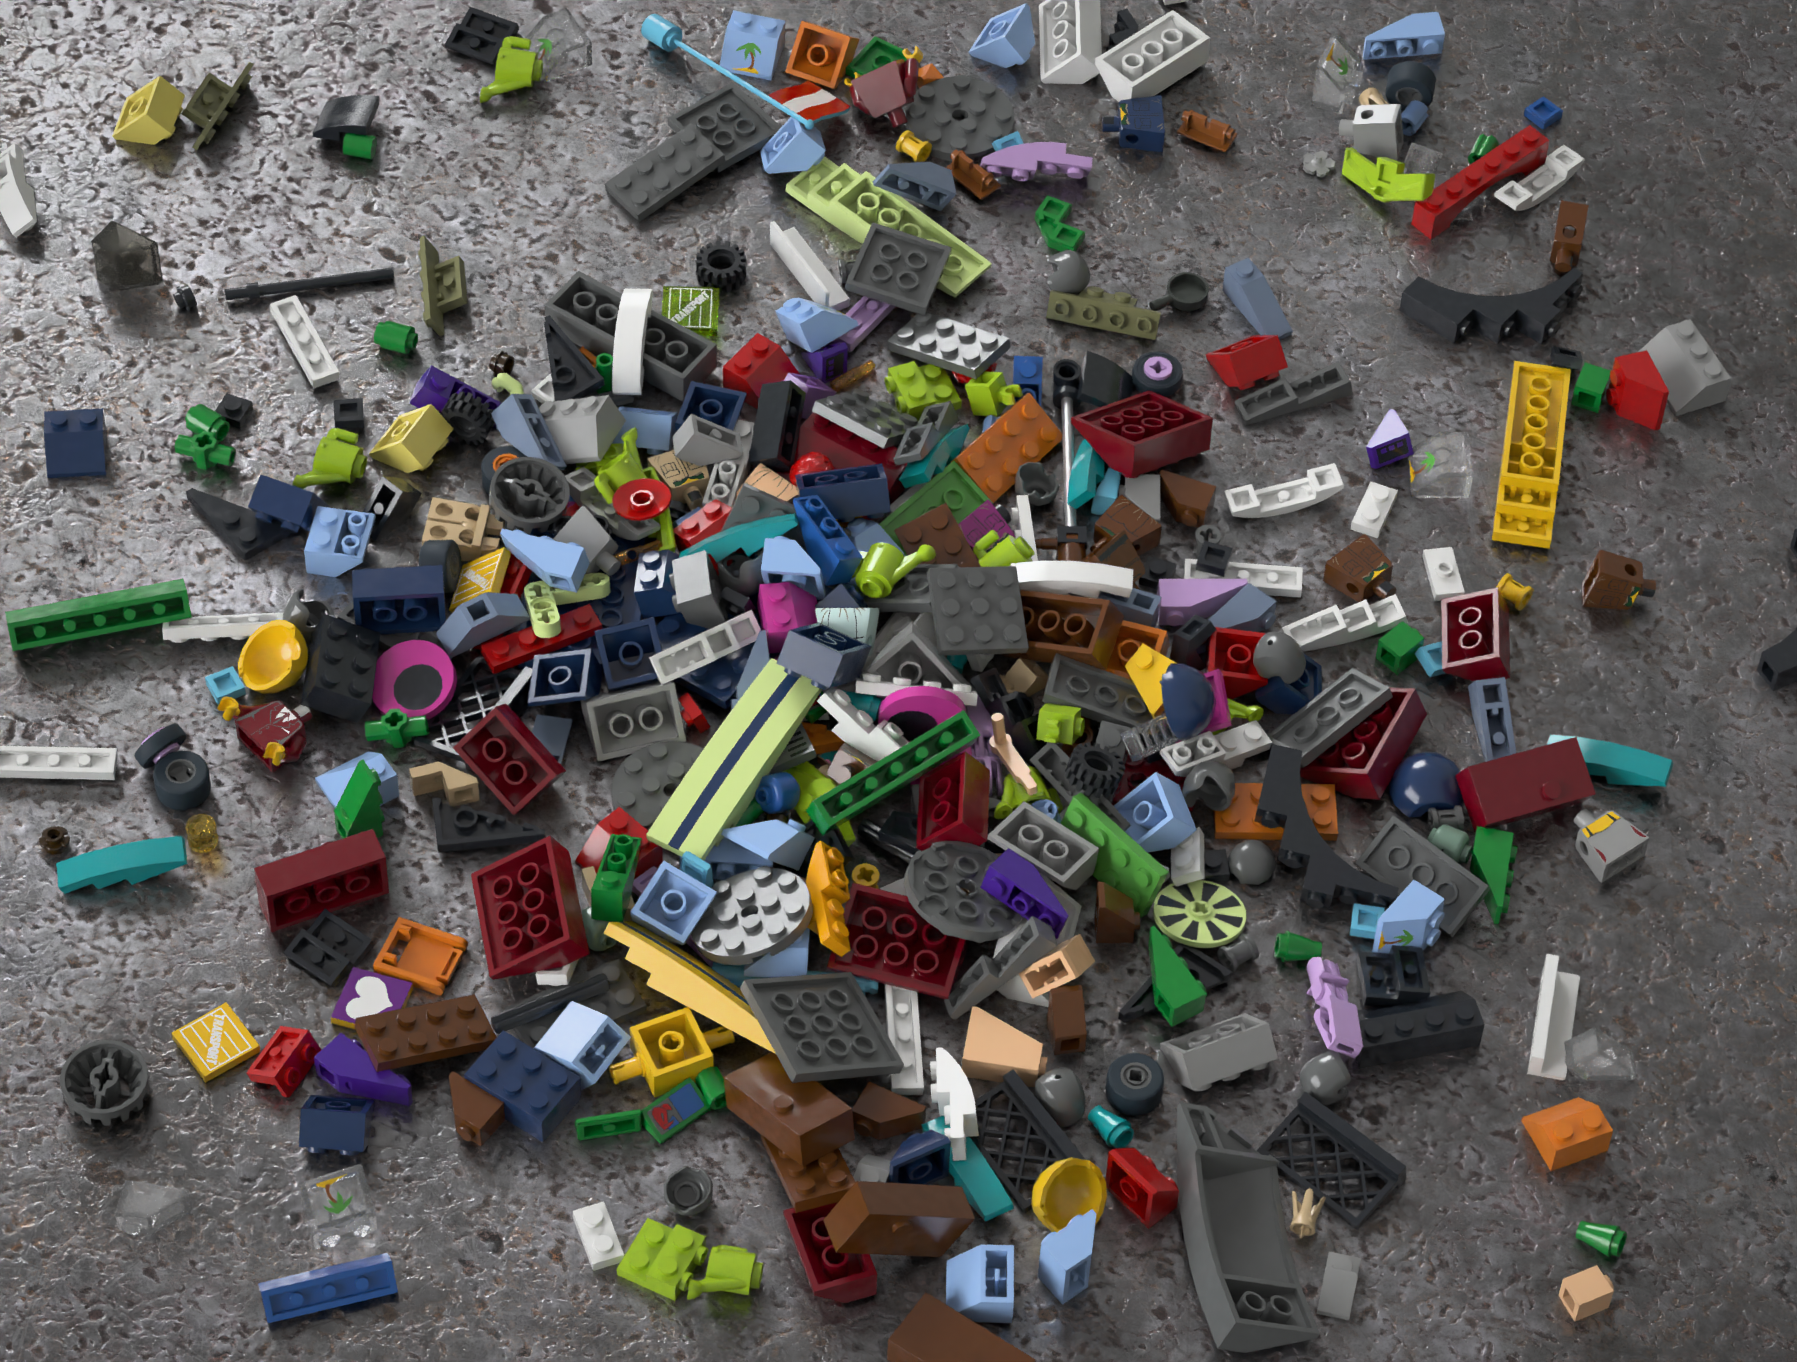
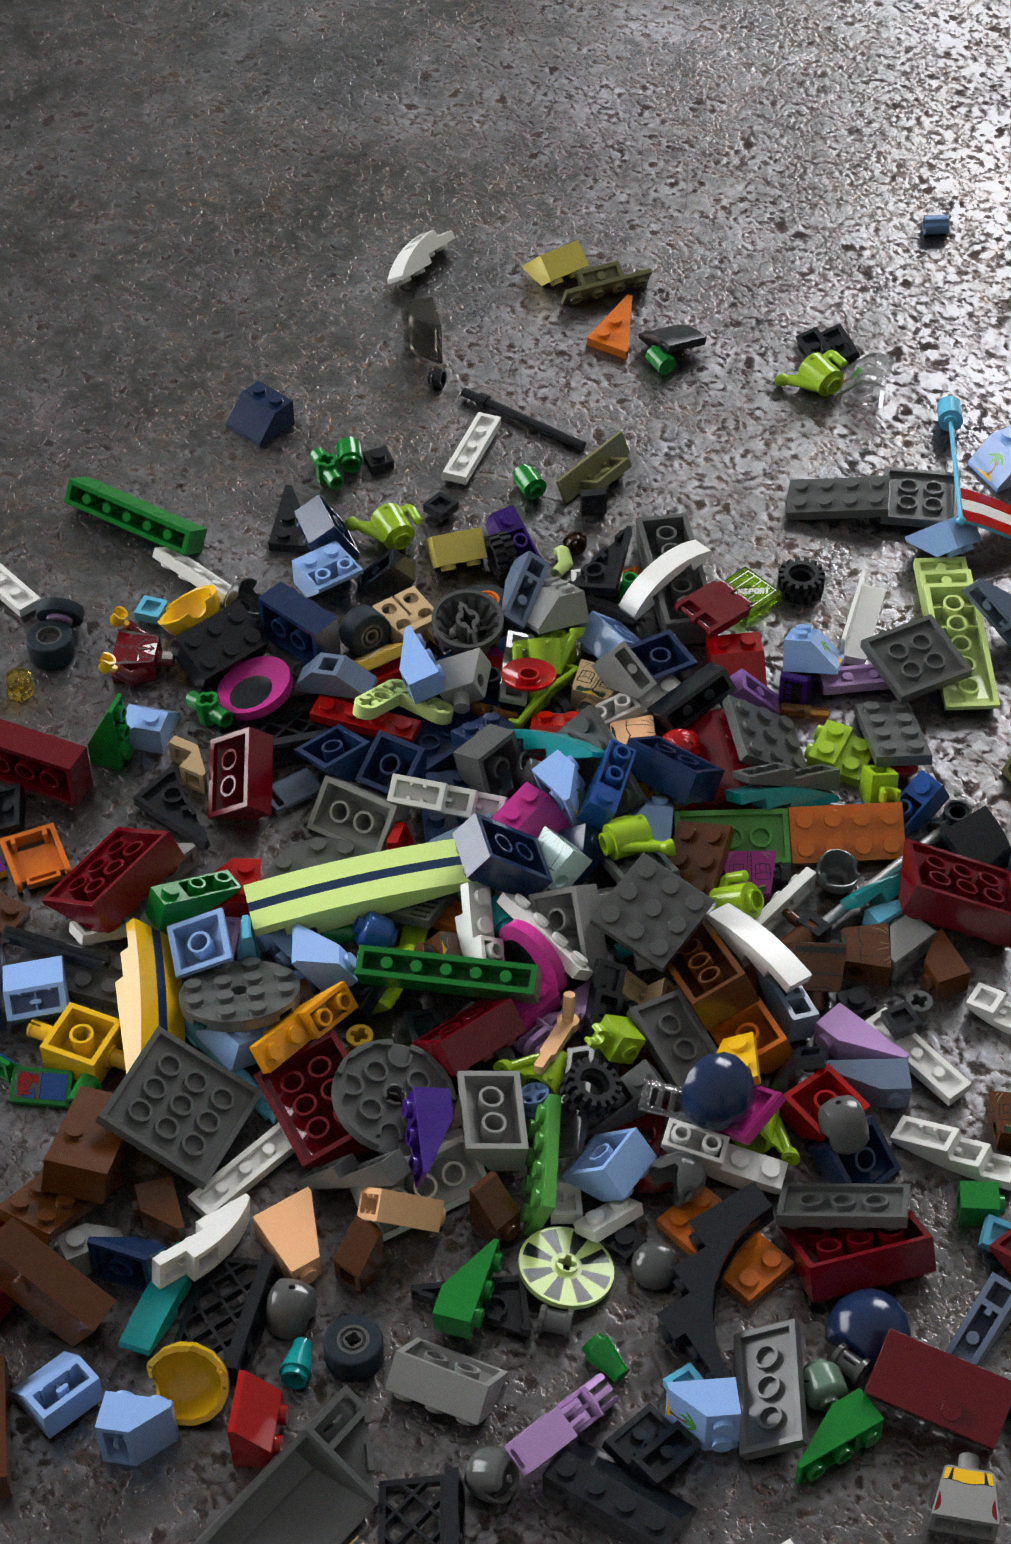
camera: 50 degrees right, 5 degrees down
(281, 146) = (614, 330): none -> orange wing
(472, 316) = (593, 501): none -> black plate
(711, 336) = (715, 607): none -> dark red plate

